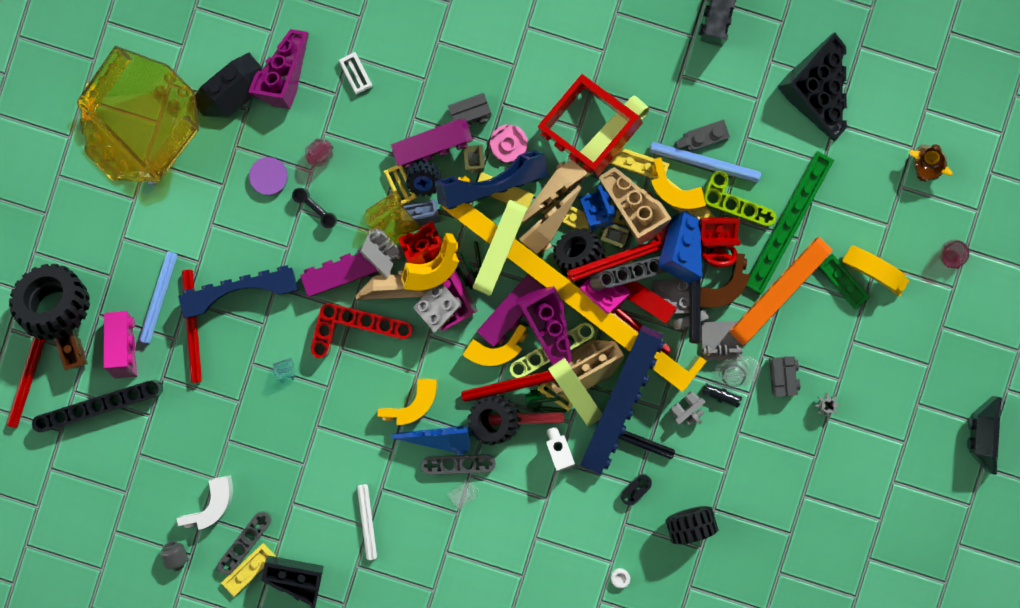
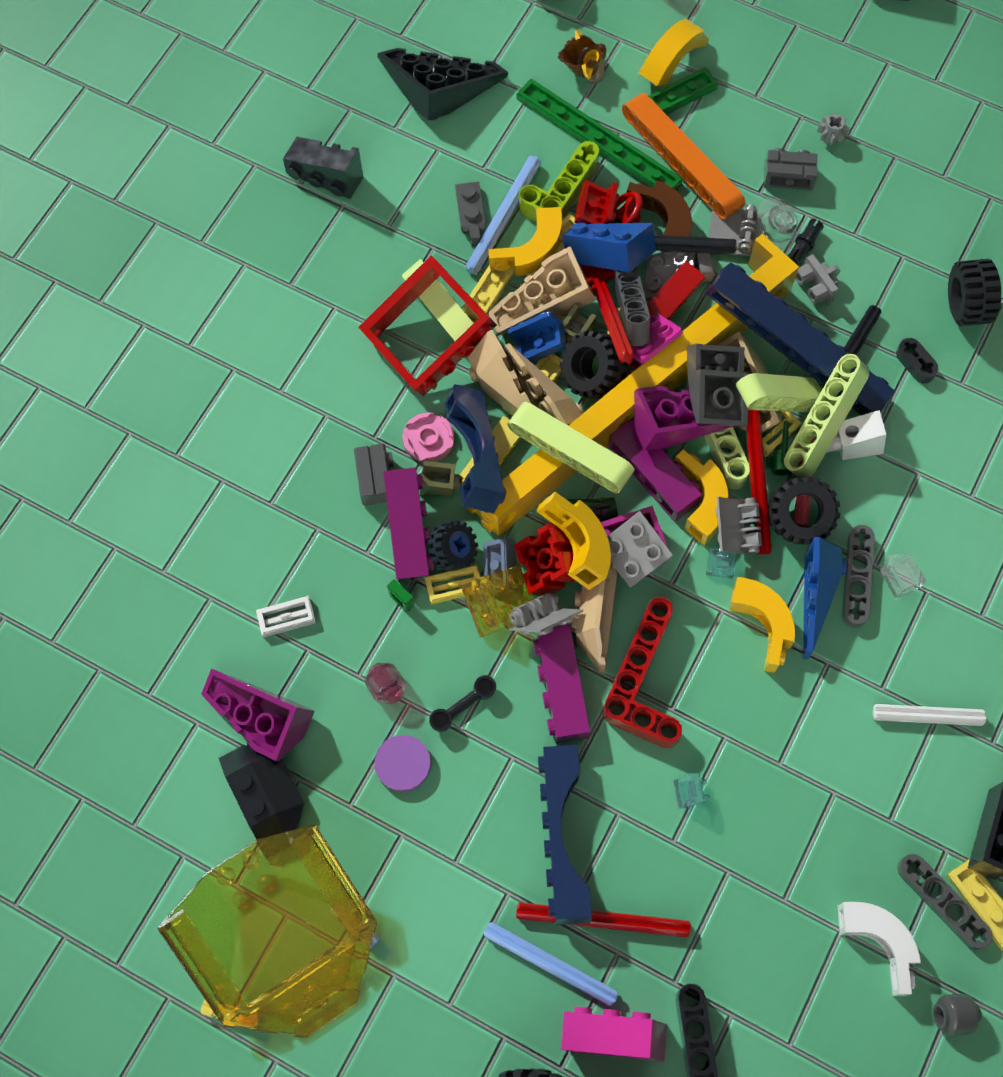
camera: 80 degrees left, 20 degrees down
(383, 149) = (400, 595): none -> green tile
(451, 367) = (720, 563): none -> clear light blue tile
(474, 373) = (735, 527): none -> light grey hinge
(570, 433) = (826, 403): none -> yellowish green beam
(575, 342) = (712, 384): none -> dark grey slope
(857, 198) = (584, 57): none -> reddish brown hair

